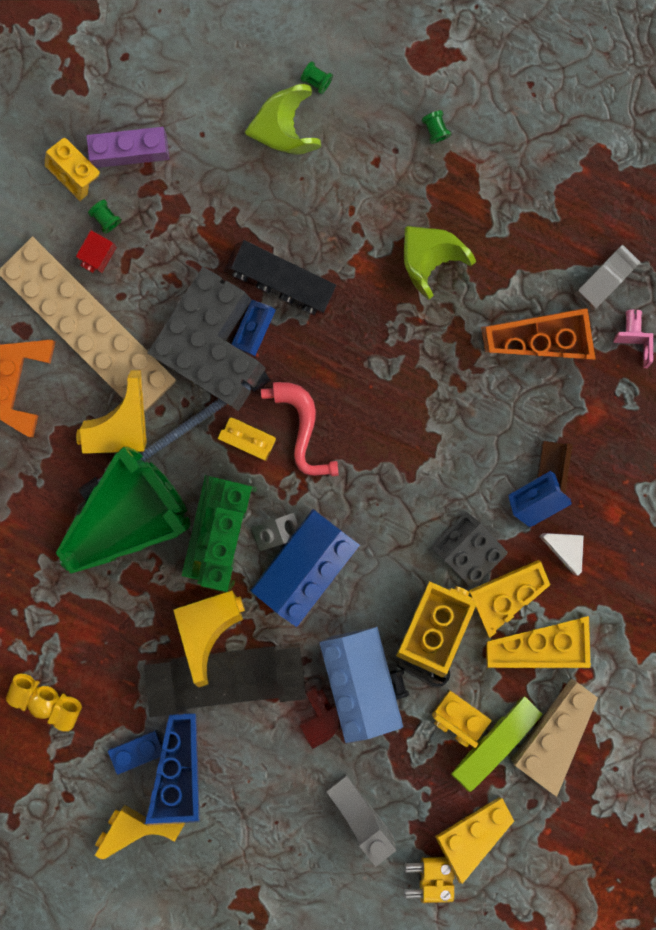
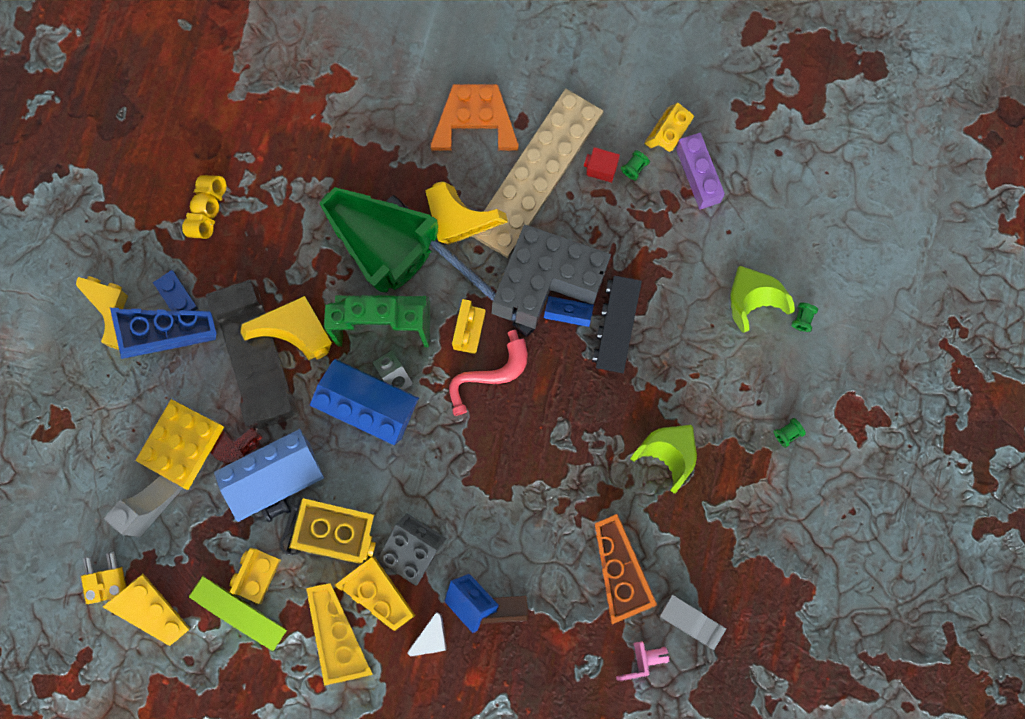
camera: 85 degrees right, 10 degrees down
(306, 774) = (179, 444): none -> yellow plate
(555, 738) = (249, 666): tan wedge -> none

